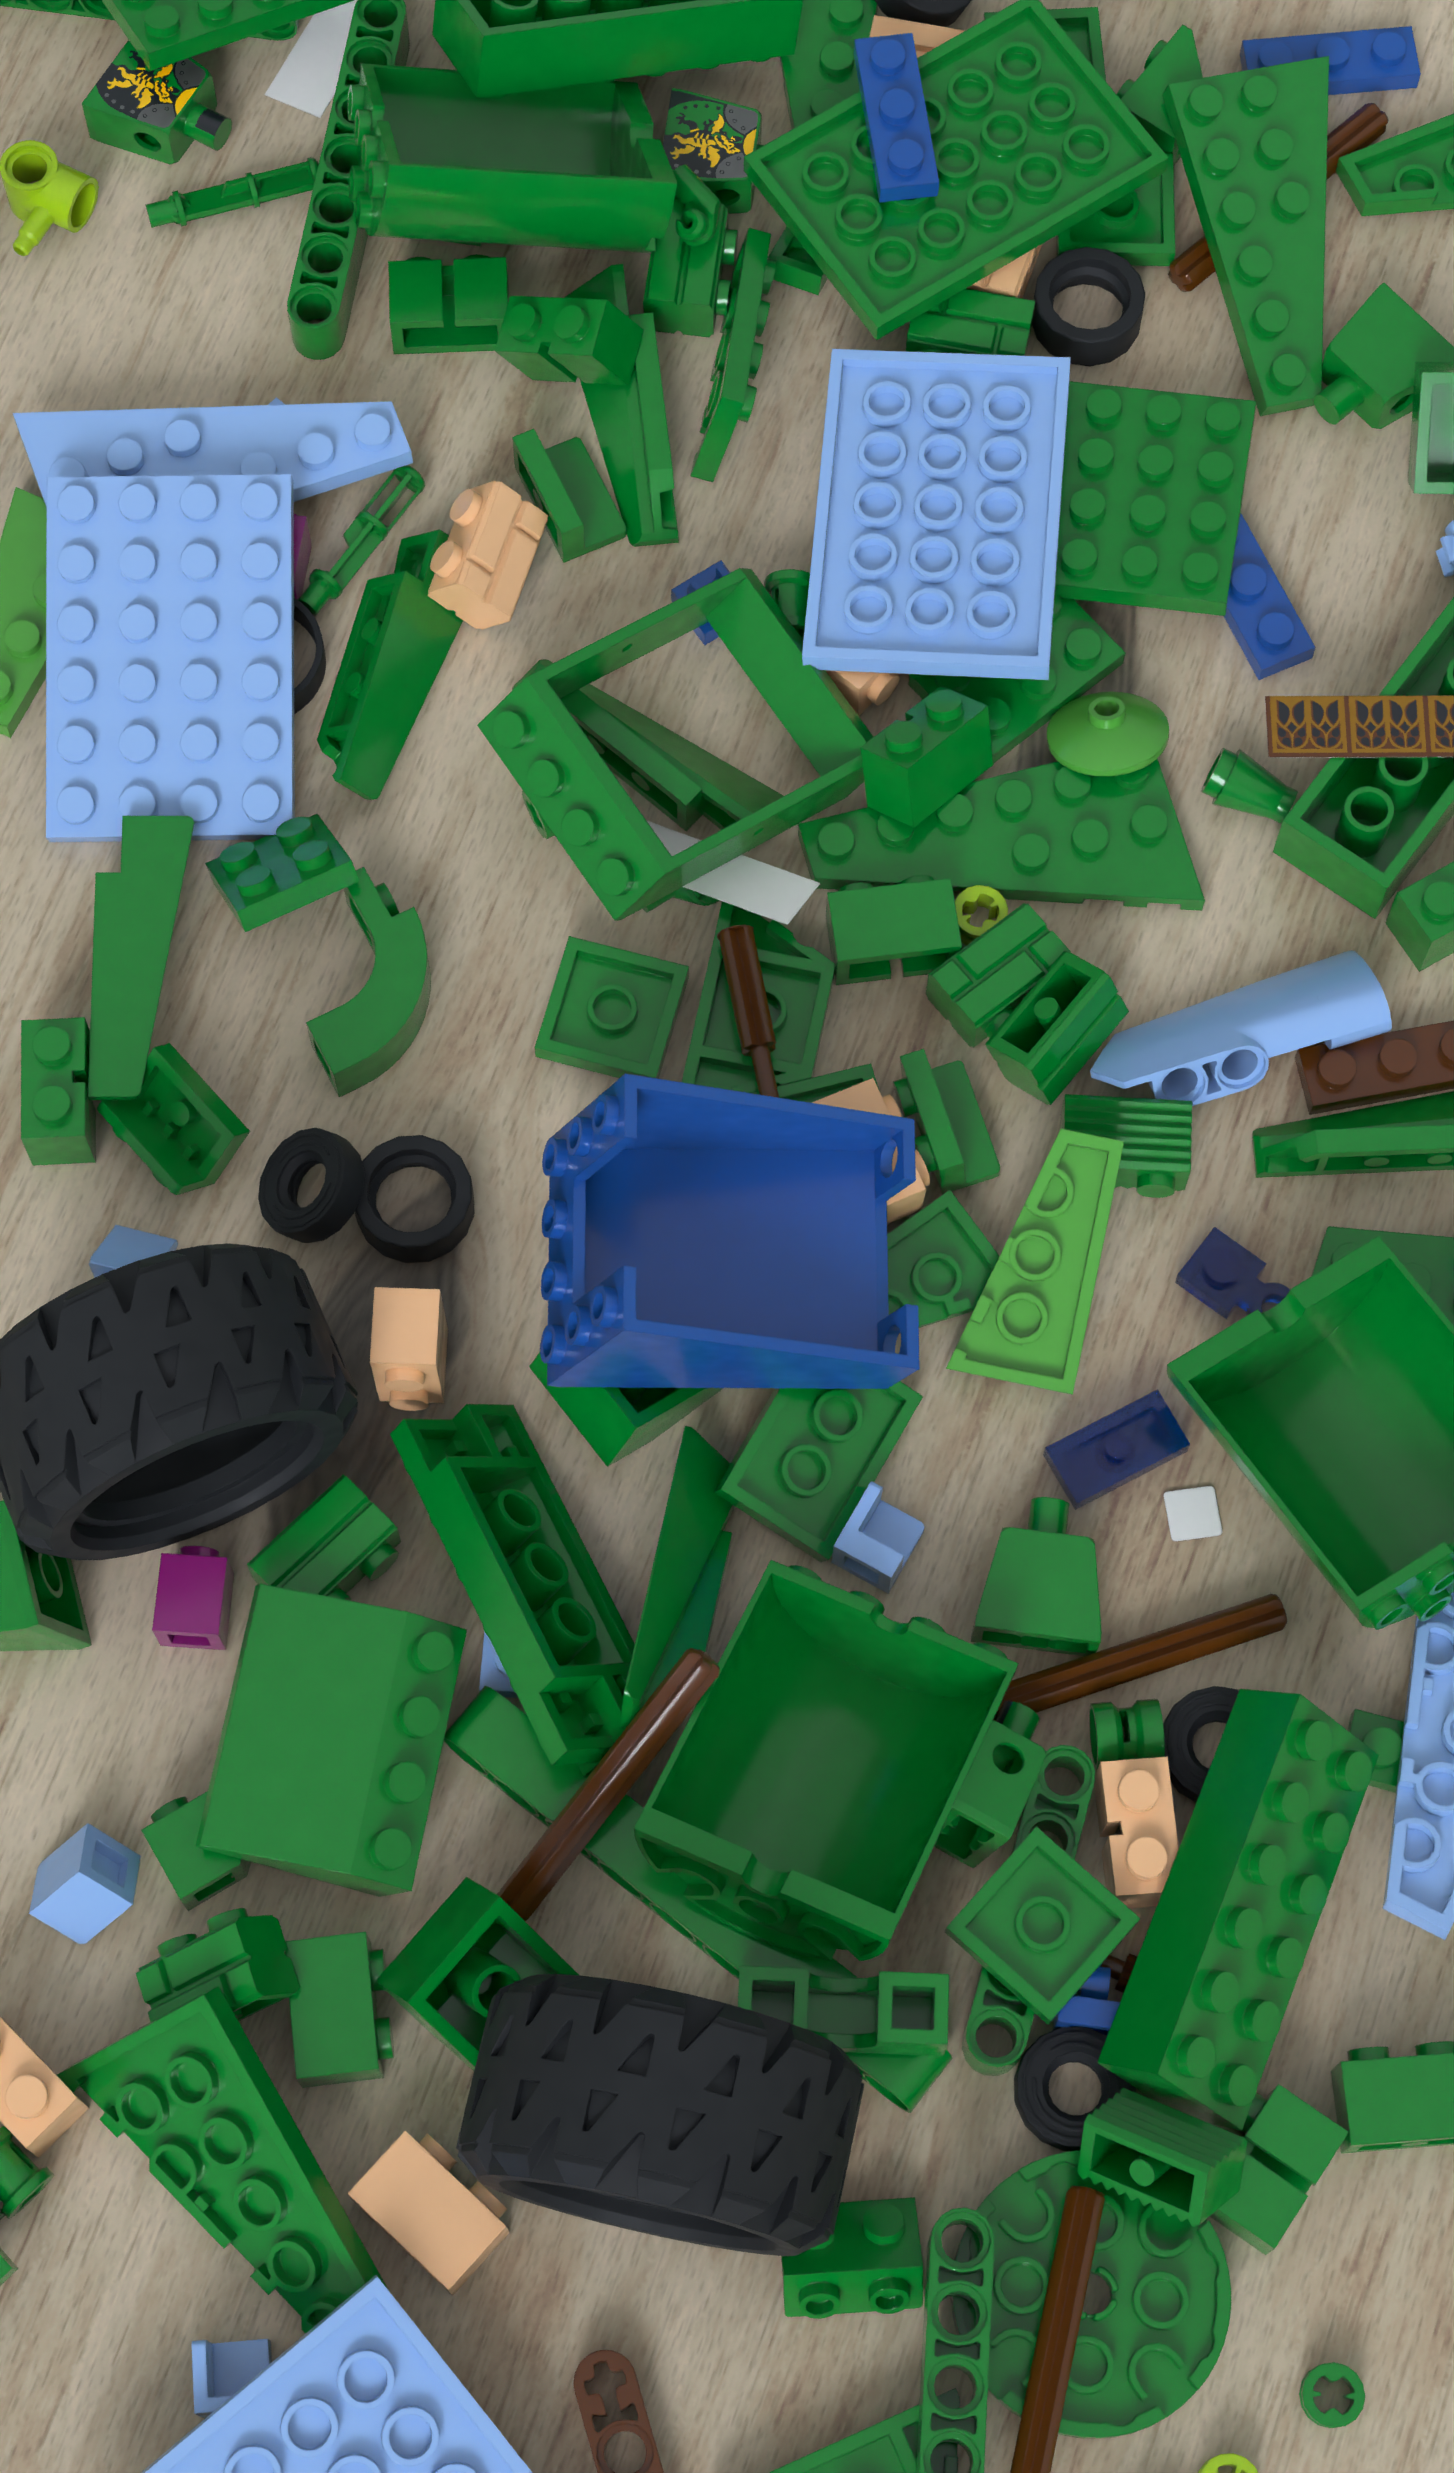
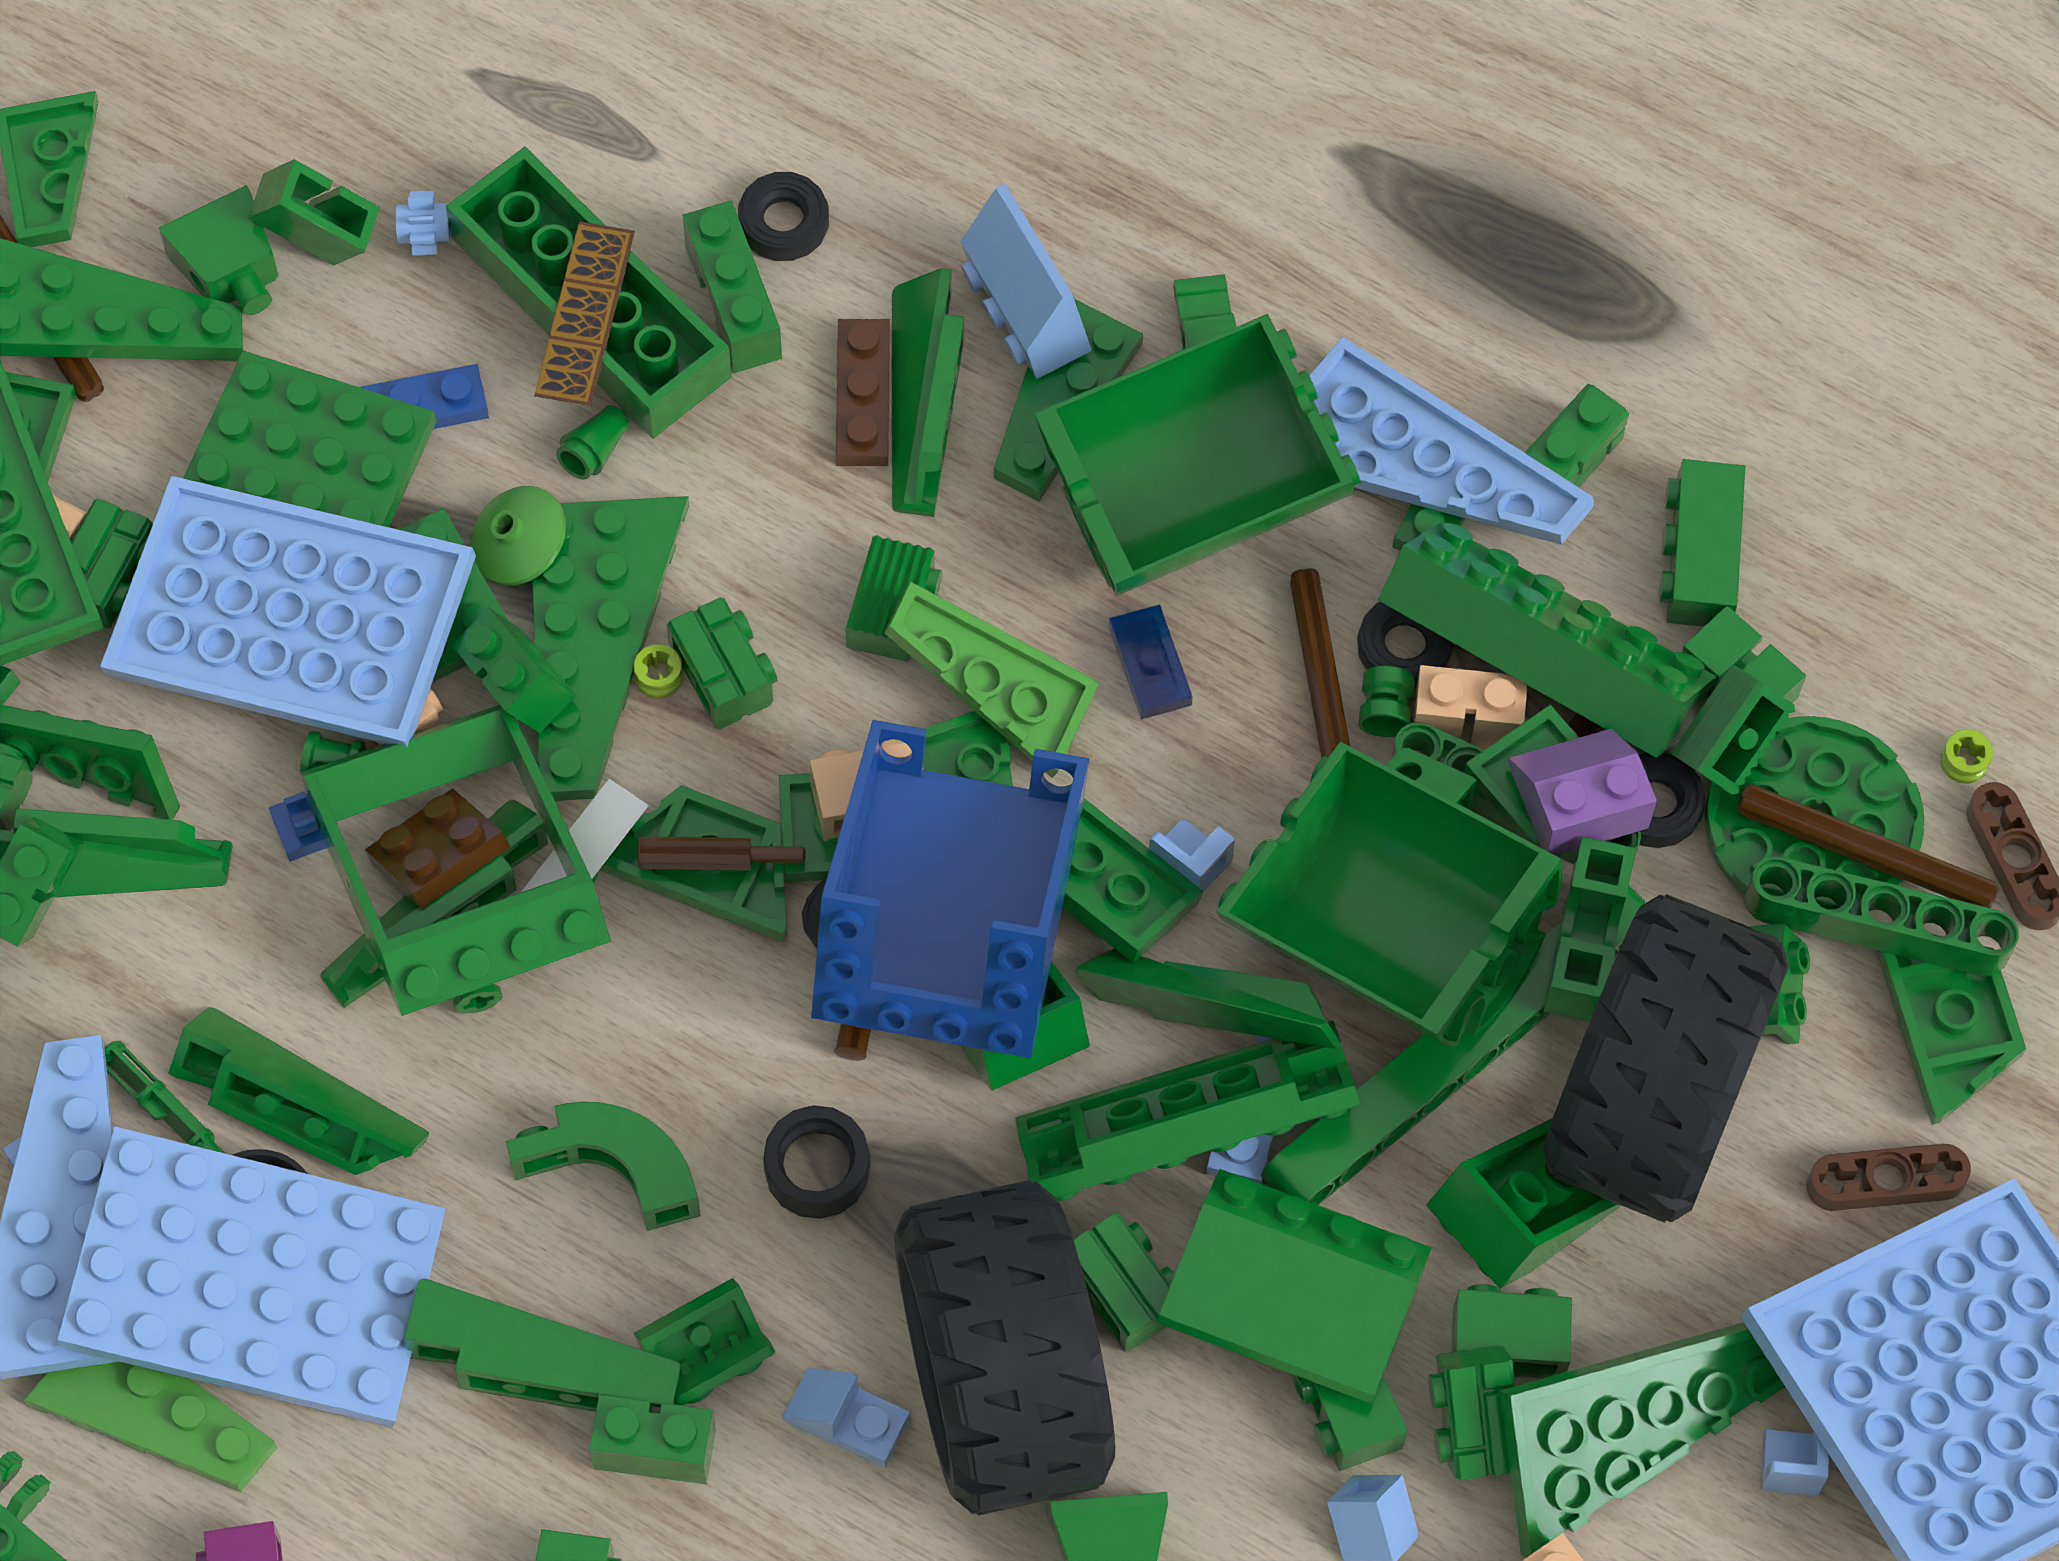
camera: 80 degrees left, 5 degrees down
(193, 1599) = (1145, 1393): magenta brick -> none
(281, 871) = (489, 1215): green plate -> none
(338, 1194) = (770, 1264): black tyre -> none
(409, 1347) = (961, 1163): light nougat brick -> none
(430, 2210) = (1685, 1285): light nougat brick -> none
(486, 554) = (218, 992): light nougat brick -> none
(570, 492) = (165, 925): green panel -> none
(609, 1782) = (1376, 1067): reddish brown axle -> none
(611, 1010) = (679, 972): green plate -> none
(701, 730) = (437, 848): none -> reddish brown plate
(889, 922) = (659, 734): green piece -> none
(949, 1120) = (836, 725): green bracket -> none
(1022, 1967) = (1584, 790): none -> medium lavender slope
(1042, 1587) = (1255, 738): green torso -> none
(1057, 1027) = (783, 623): green brick -> none
(1092, 268) = (94, 431): black tyre -> none
(1192, 1513) = (1208, 623): white sticker -> none
(1227, 1277) = (1021, 554): clear blue plate -> none
(1228, 1039) = (812, 490): light blue panel -> none
(1332, 2372) = (1909, 655): green bush -> none

